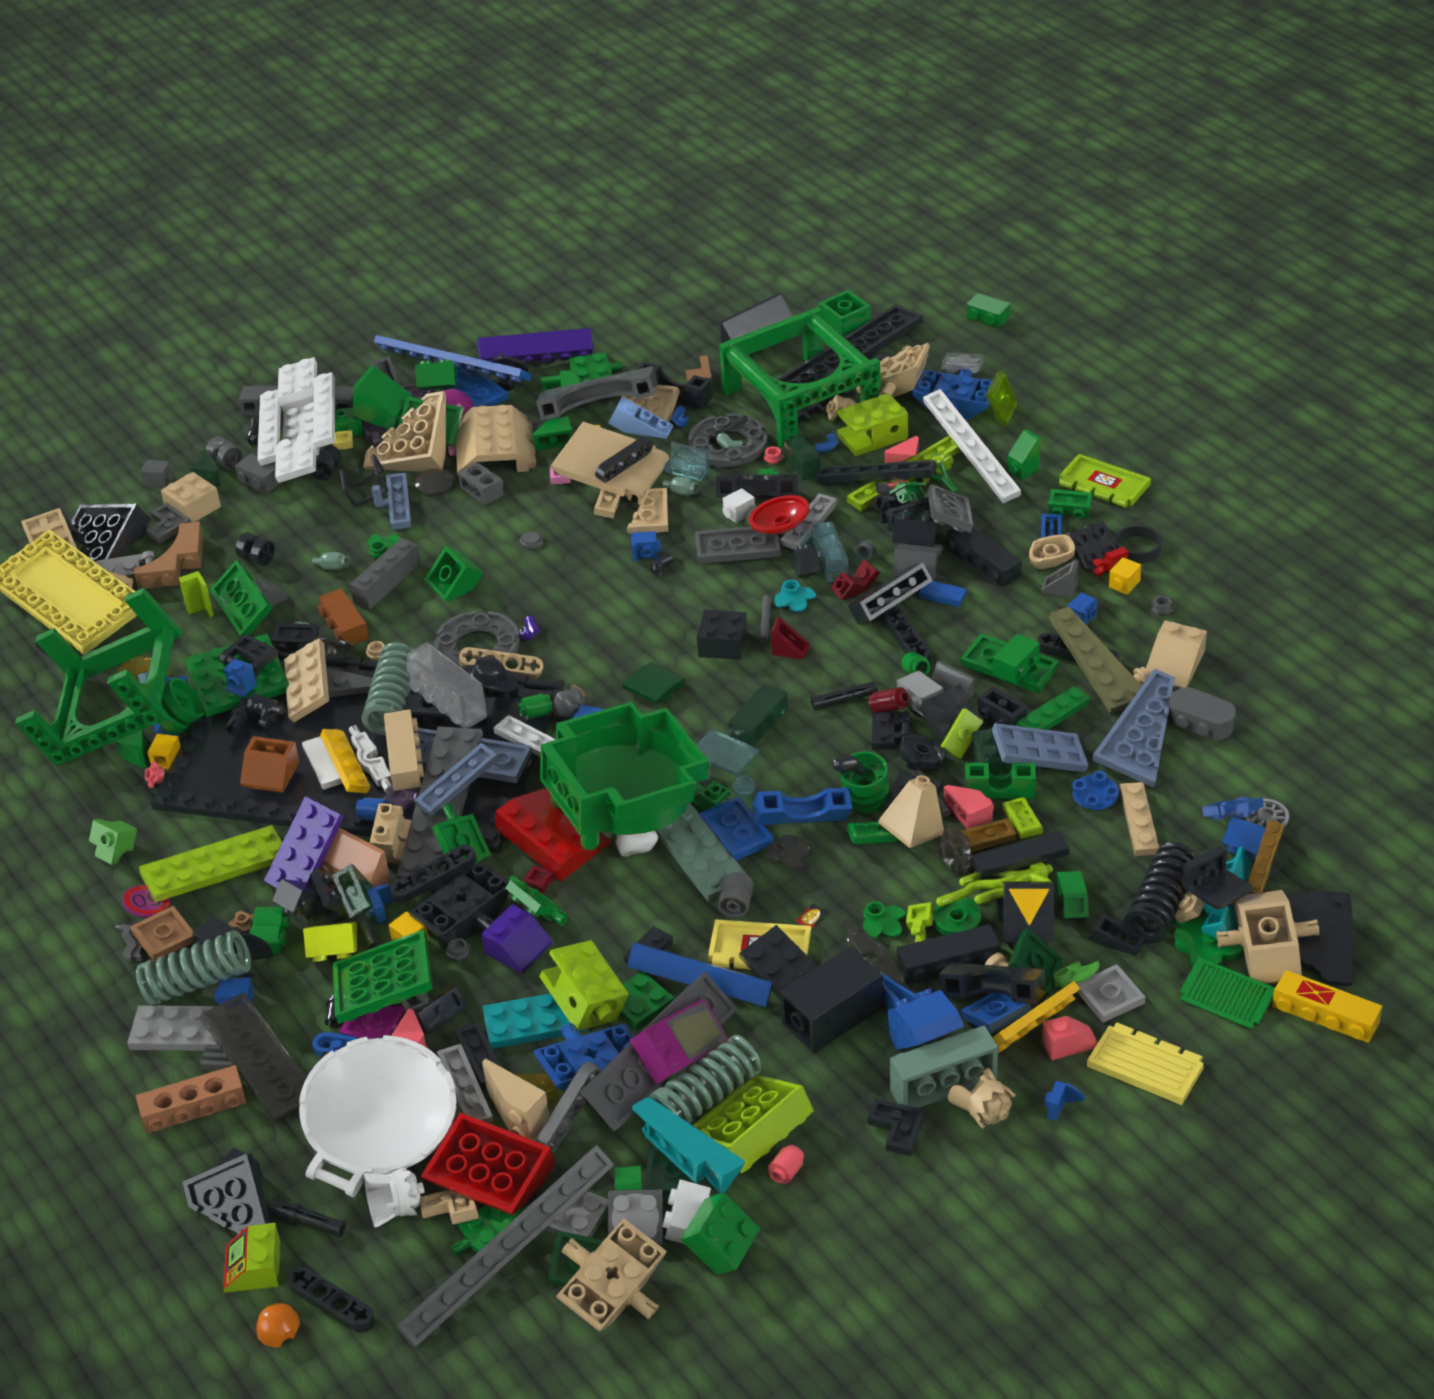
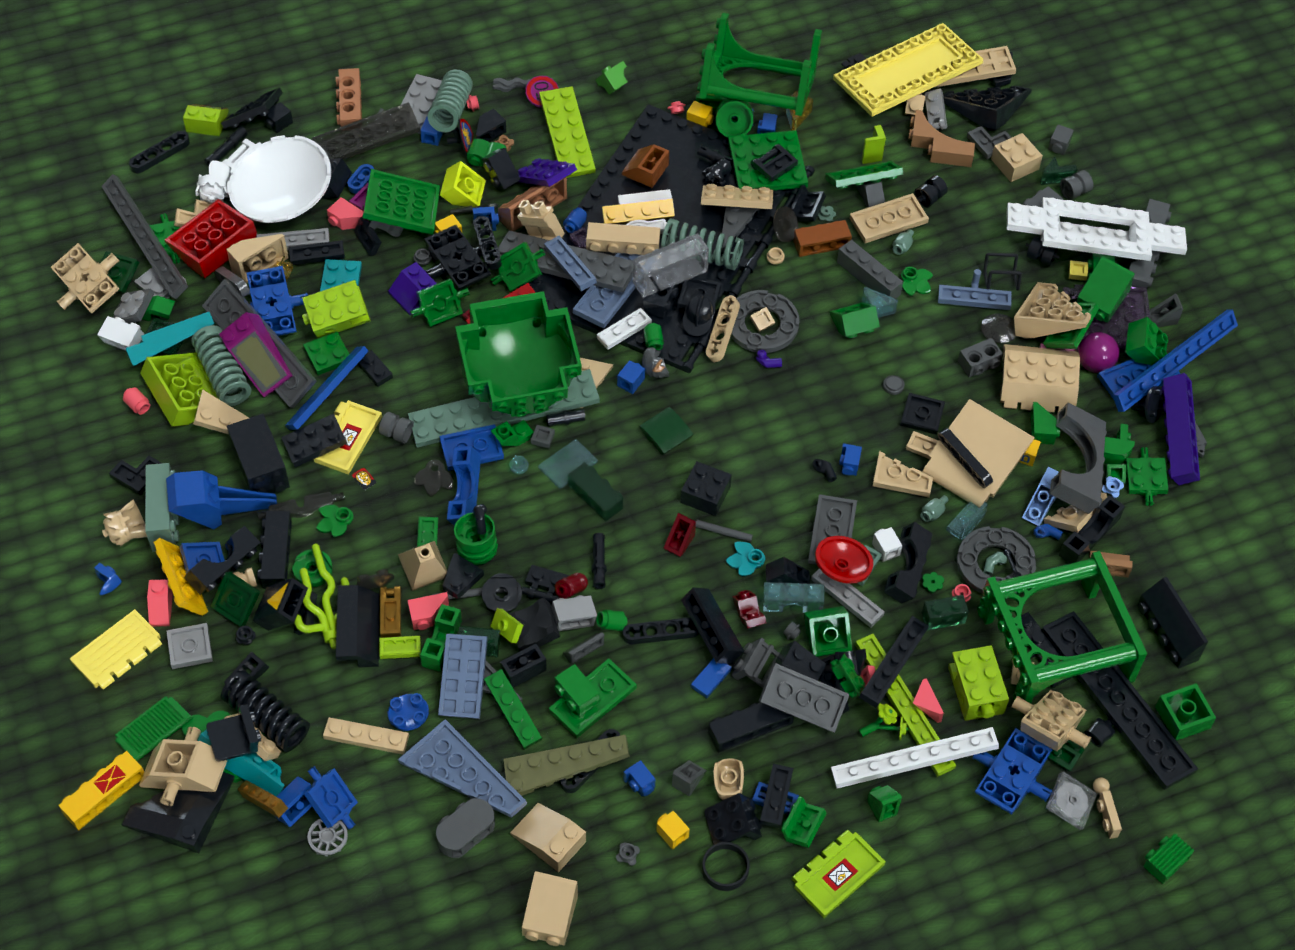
camera: 100 degrees right, 15 degrees up
(163, 933) = (509, 99): medium nougat plate -> none
(239, 678) = (744, 151): blue brick -> none
(277, 1324) = (153, 124): orange hair -> none
(299, 576) = (888, 218): none -> tan plate
(329, 894) = (500, 186): black bracket -> none
(353, 890) = (490, 194): clear green slope -> none
(425, 561) = (884, 304): none -> clear light blue slope
(475, 639) = (762, 319): none -> tan plate
(563, 514) = (922, 413): none -> black tile
(720, 1233) = (88, 343): green brick -> none
(783, 1060) = (215, 413): none -> tan wing
(829, 445) = (965, 643): blue arm -> none
(854, 524) = (828, 631): none -> green slope
(918, 918) = (324, 540): lime plate -> none
(960, 343) = (1106, 805): none -> tan plate
(1002, 398) = (987, 810): clear neon green plate -> none
(1054, 519) = (776, 795): none -> black plate
(1071, 950) = (245, 630): none -> black plate
(1074, 894) = (301, 652): green slope -> none
(1074, 972) = (217, 627): bright green plate -> none
(1110, 560) = (704, 833): red plate -> none
(1141, 675) = (532, 796): tan plate -> none
(1252, 633) = (550, 909): none -> tan slope

